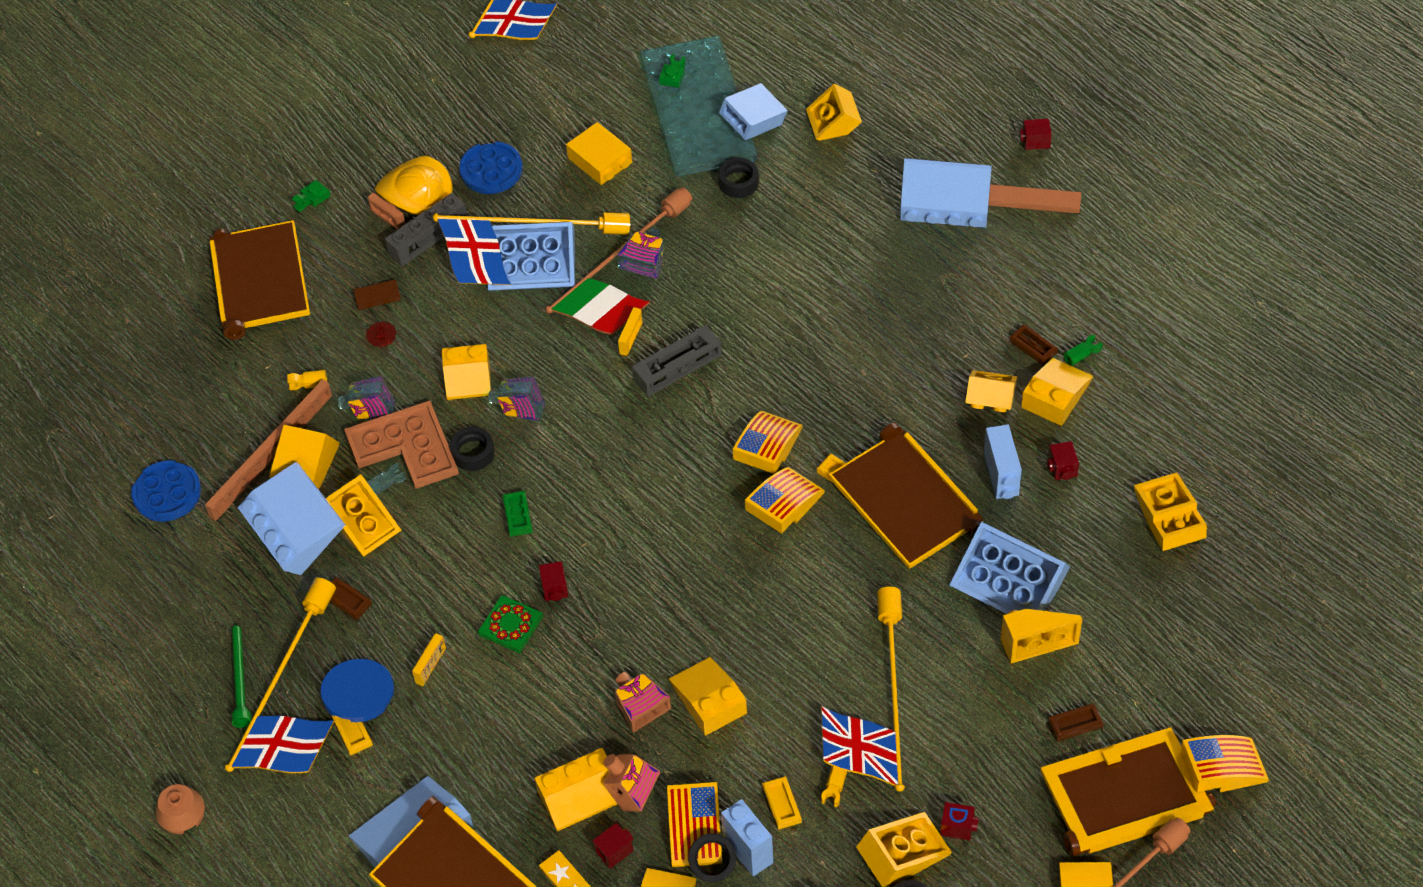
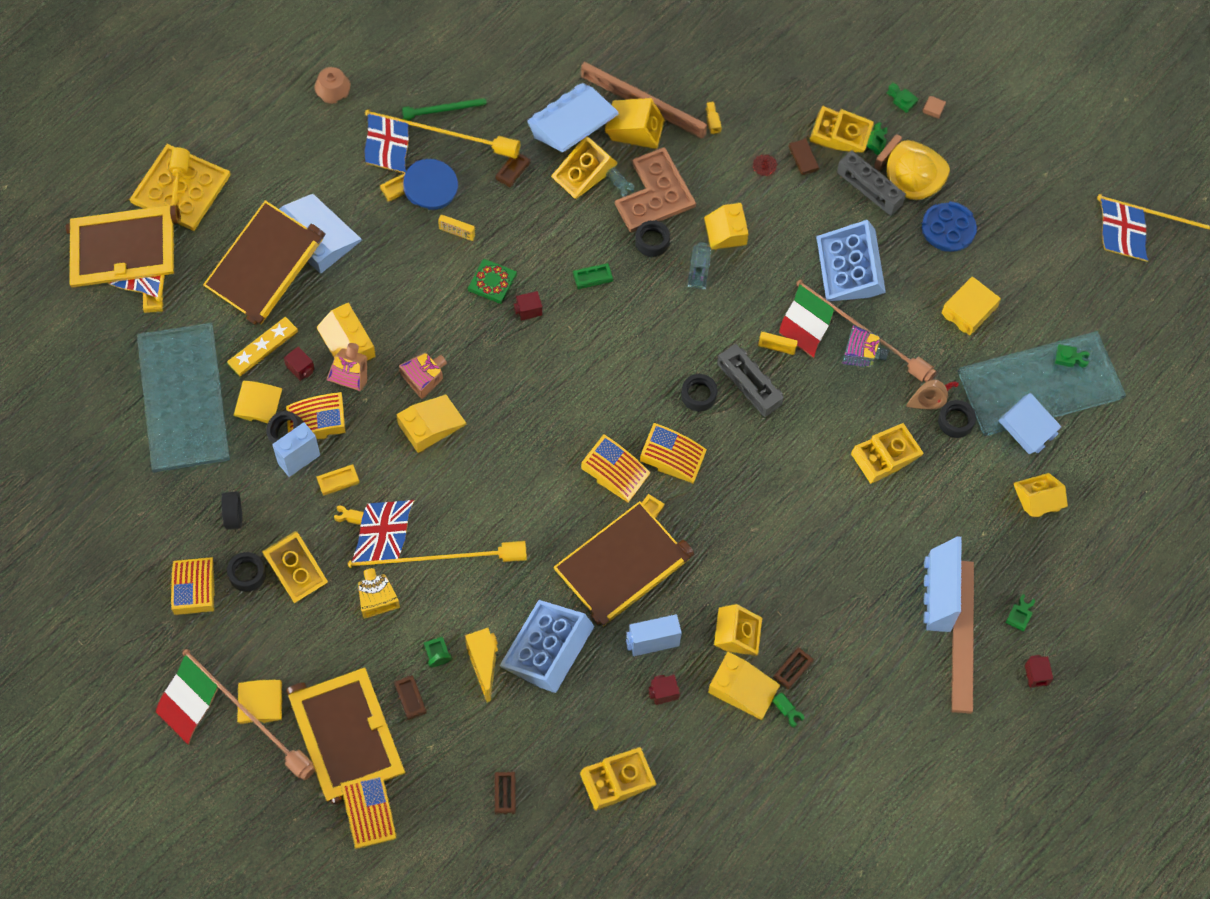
camera: 80 degrees right, 10 degrees up
(166, 491) = (605, 40): blue tile -> none
(258, 277) = (813, 71): reddish brown door -> none
(328, 168) = (934, 107): none -> nougat tile
(348, 255) = (841, 130): none -> yellow slope
(368, 399) = (691, 152): clear light blue torso -> none
(369, 222) = (876, 139): none -> green plate
(476, 251) = (844, 216): flag -> none
(690, 425) = (702, 380): none -> black tyre
(709, 194) = (931, 395): none -> medium nougat piece
(777, 242) = (886, 453): none -> yellow slope
(944, 754) = (376, 594): none -> yellow torso
(958, 821) = (317, 605): dark red brick -> none
(972, 145) = (1020, 614): none -> green plate
(1017, 691) = (437, 652): none -> green tile
(1190, 628) = (505, 810): none -> reddish brown tile

